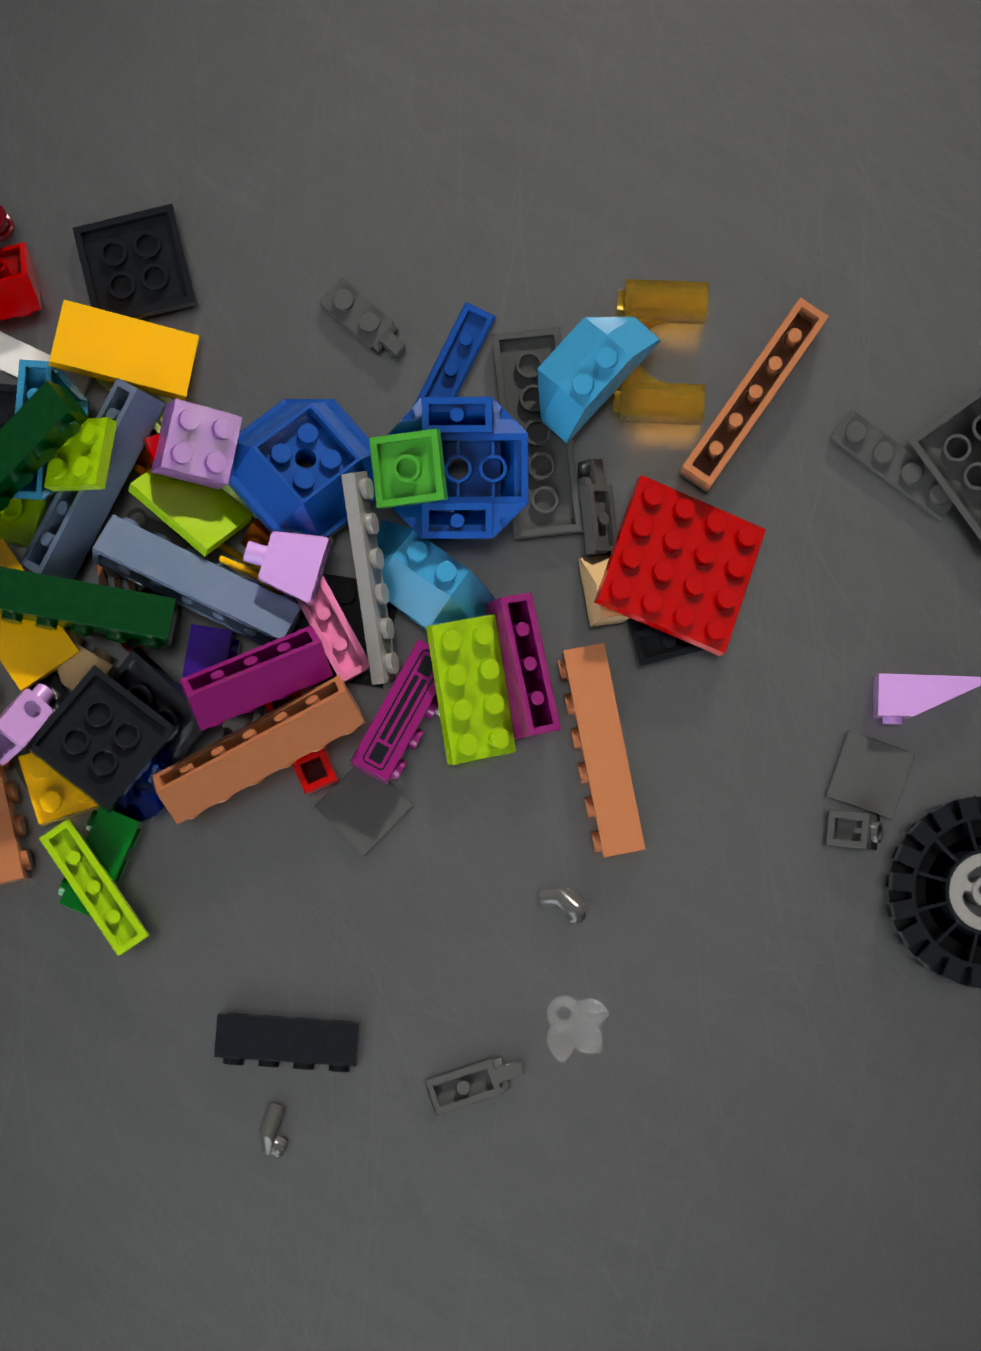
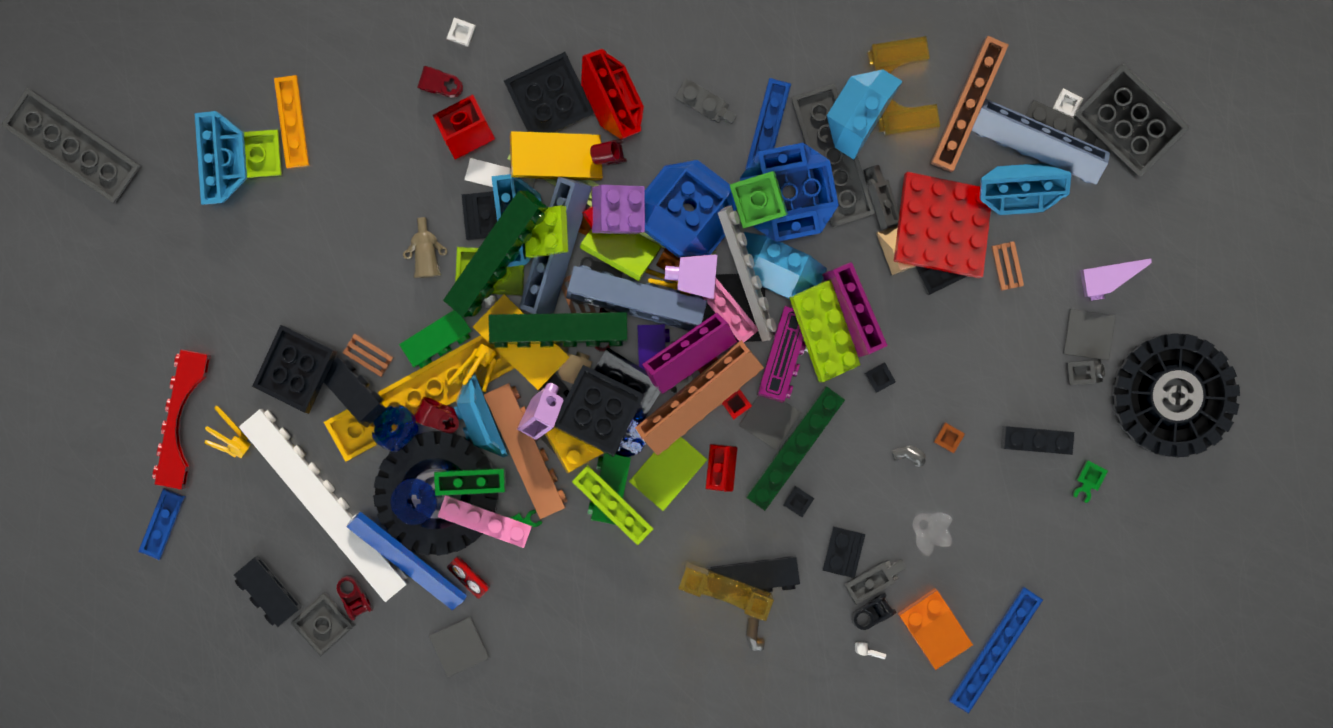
camera: 15 degrees left, 5 degrees up
(28, 149) = (461, 32): none -> white tile
(194, 855) = (668, 472): none -> lime tile
(199, 1029) = (705, 582): none -> clear yellow arch
(203, 362) = (608, 153): none -> dark red piece
(226, 275) = (611, 94): none -> red wedge
(276, 865) = (721, 467): none -> red slope
(380, 939) = (798, 501): none -> black plate
(391, 858) = (795, 448): none -> dark green brick
(433, 1187) = (862, 649): none -> white hand
(434, 1031) = (843, 552): none -> black plate
(462, 1132) = (874, 612): none -> black piece
(541, 776) = (880, 377): none -> black plate
(550, 1177) = (935, 628): none -> orange slope
(602, 749) = (916, 353): nougat brick -> none
(628, 888) = (949, 437): none -> dark orange plate
(636, 1229) = (995, 650): none -> blue tile
(761, 918) = (1037, 440): none -> black brick
(779, 645) = (1007, 264): none -> nougat tile
(812, 535) = (1024, 188): none -> dark azure wedge
(832, 992) = (1091, 478): none -> green plate
(850, 472) = (1041, 142): none -> sand blue brick
(901, 424) = (1068, 103): none -> white tile

